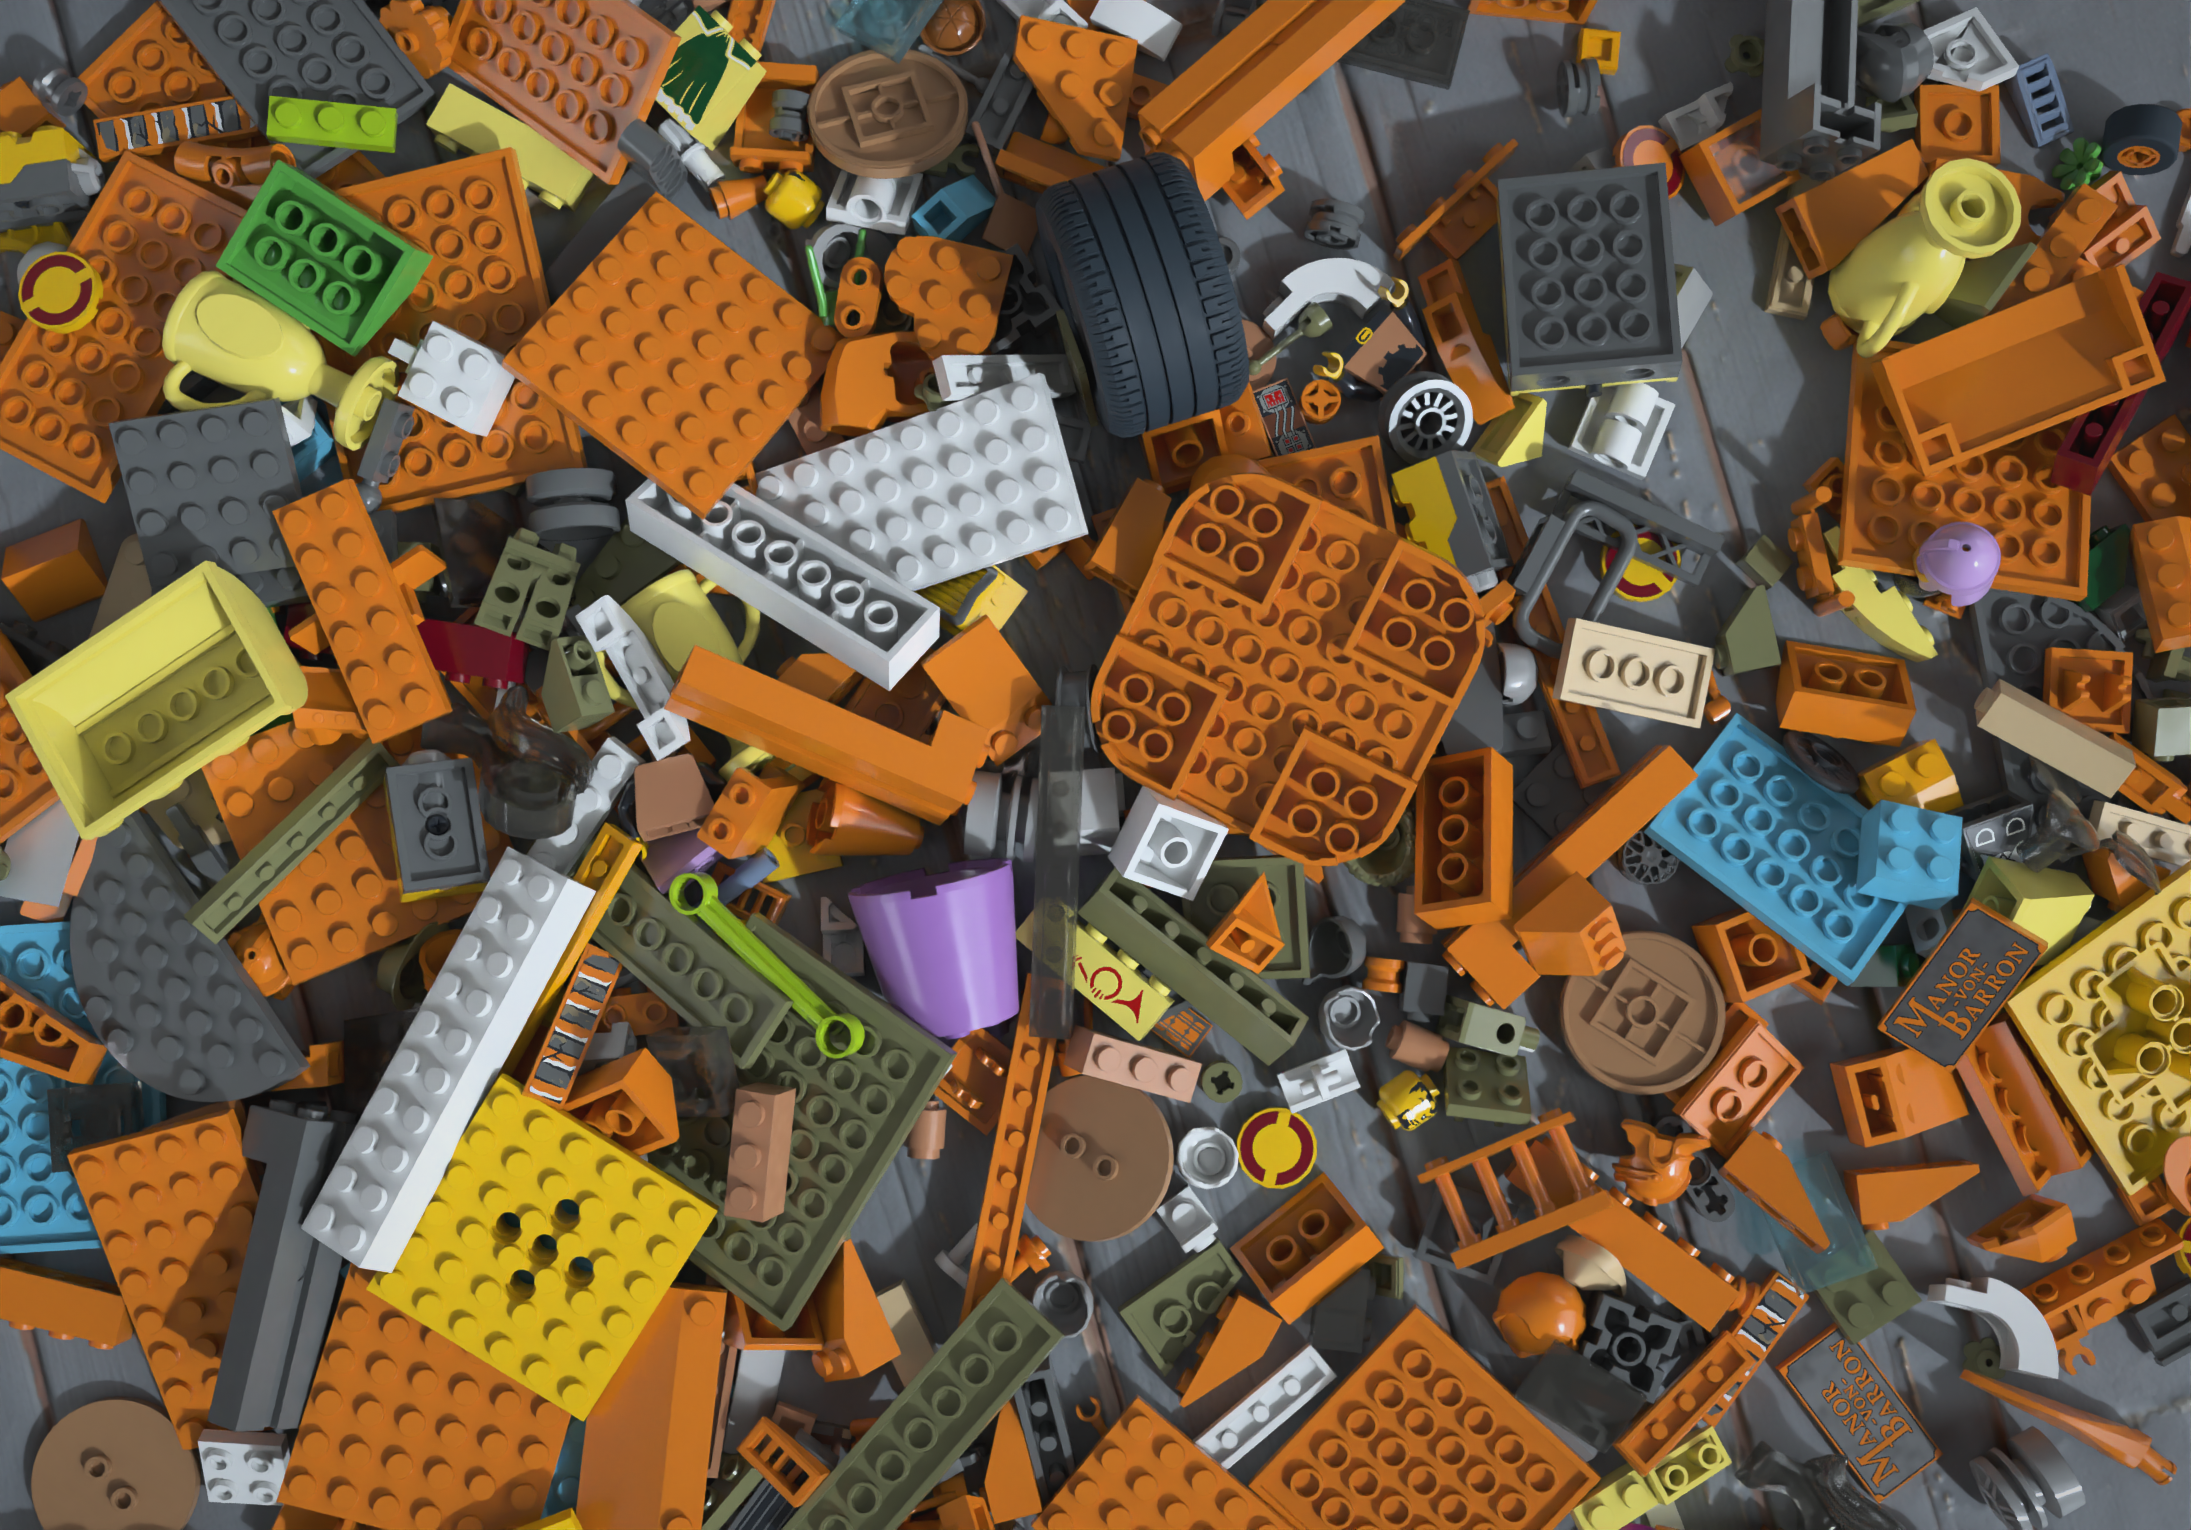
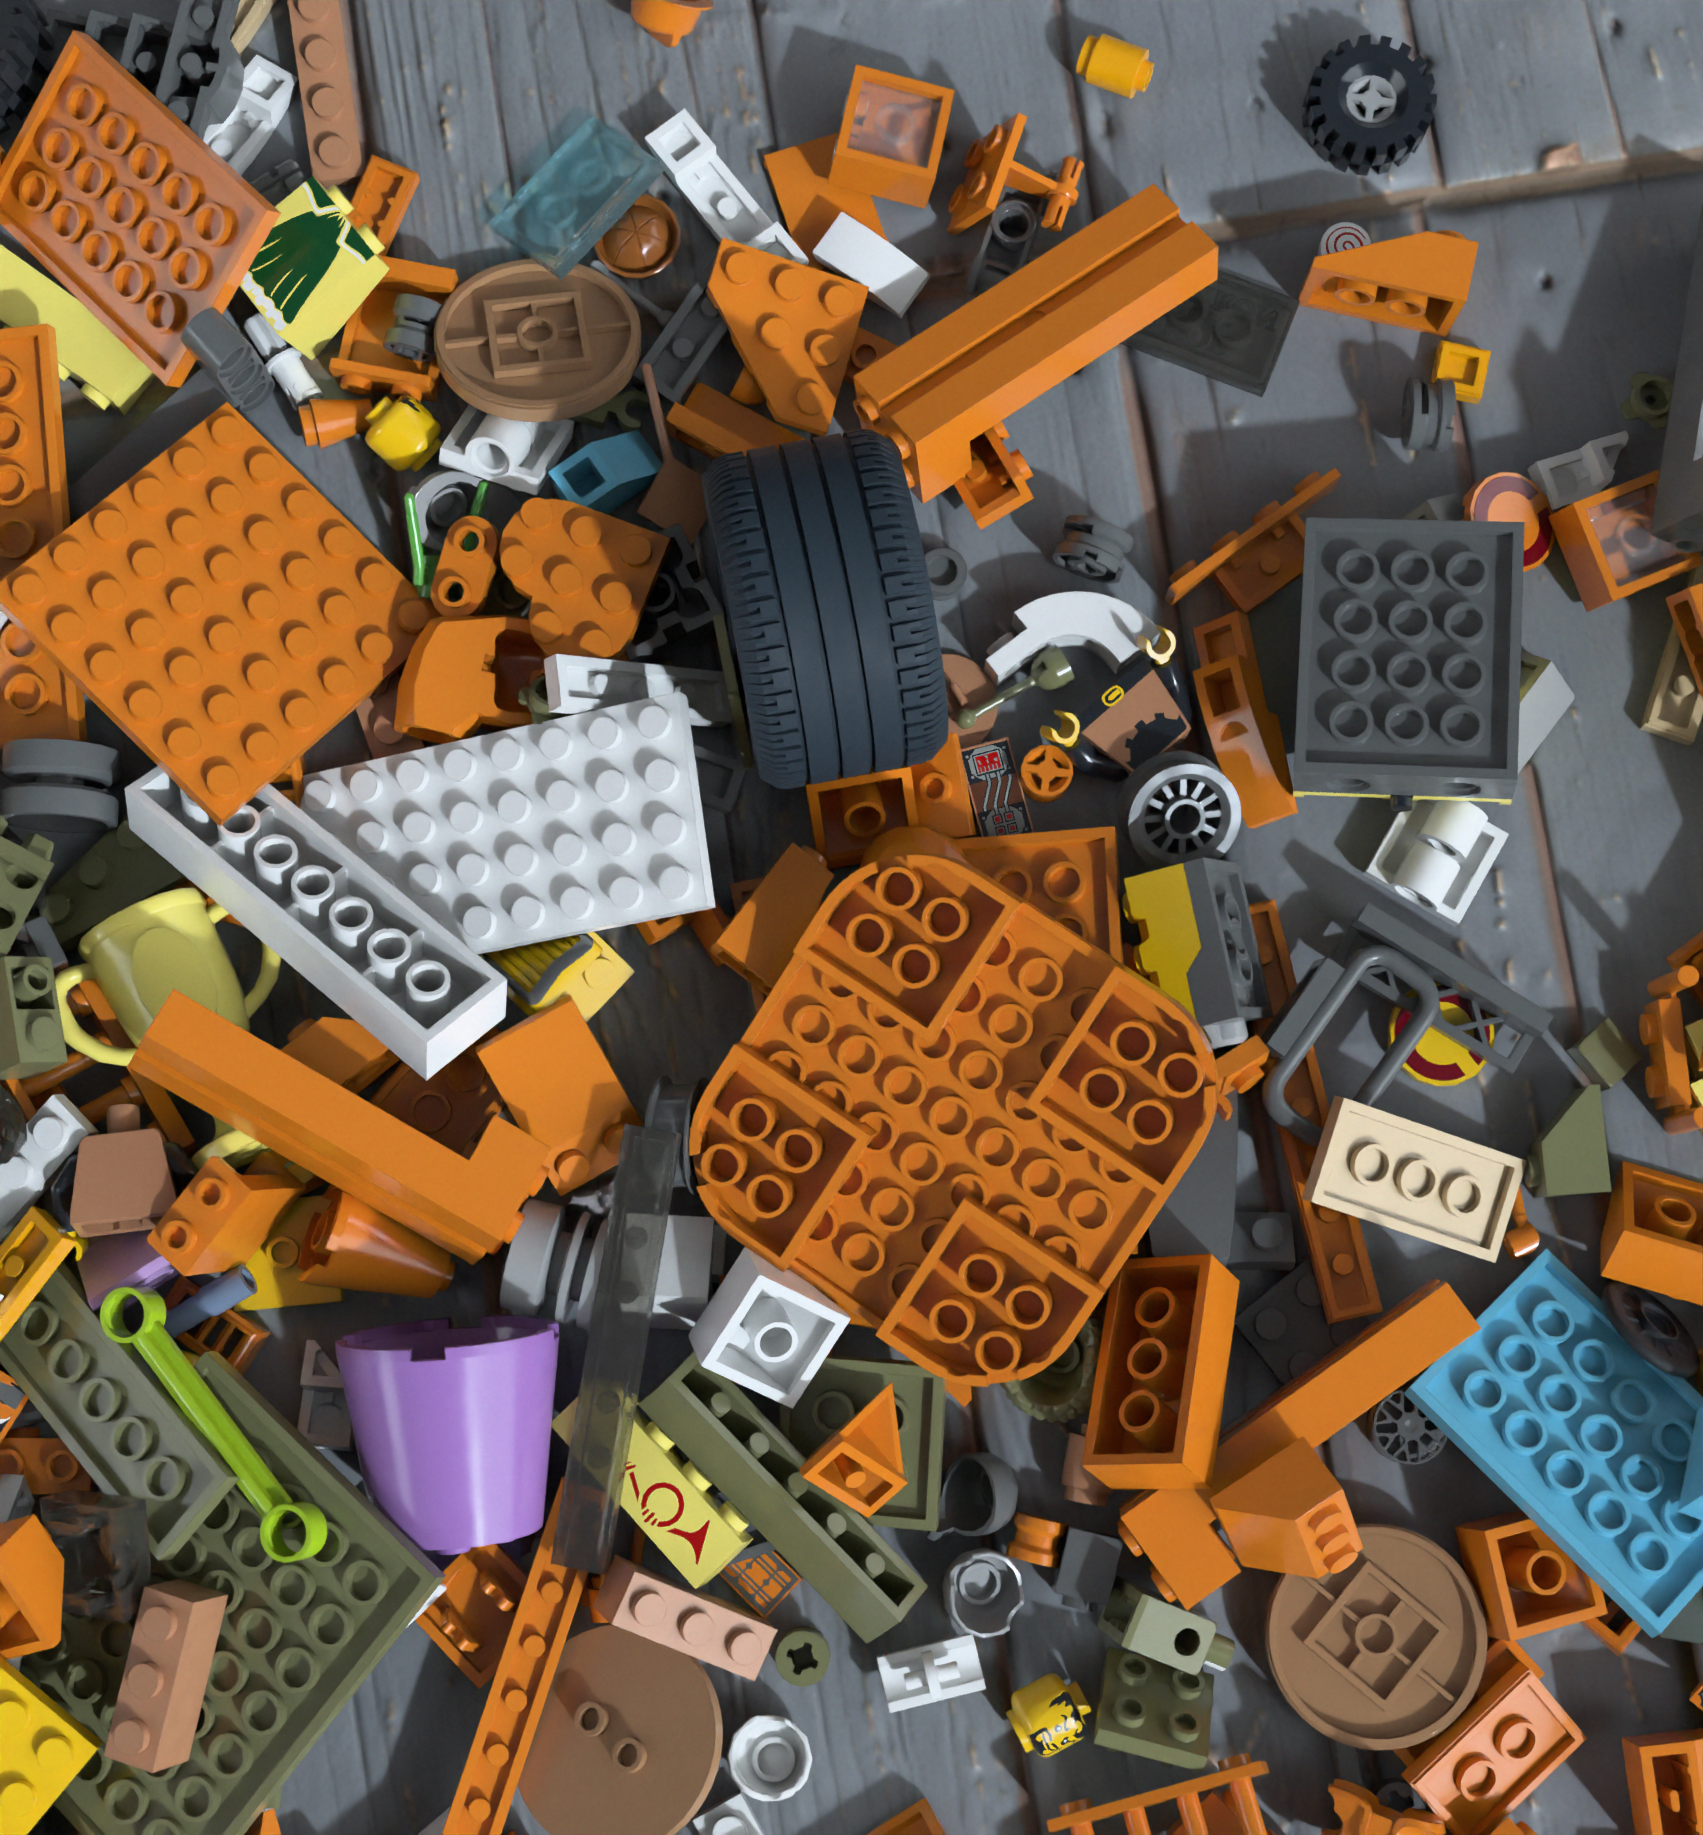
camera: 10 degrees right, 5 degrees down
(641, 670) = (109, 1010): white slope -> none
(927, 1133) = (401, 1673): nougat brick -> none
(1276, 1147) = (865, 1756): yellow tile -> none
(1417, 1047) = (1069, 1643): nougat brick -> none
(1515, 434) = (1296, 846): light yellow slope -> none
(1517, 672) = (1260, 1160): light grey hair -> none

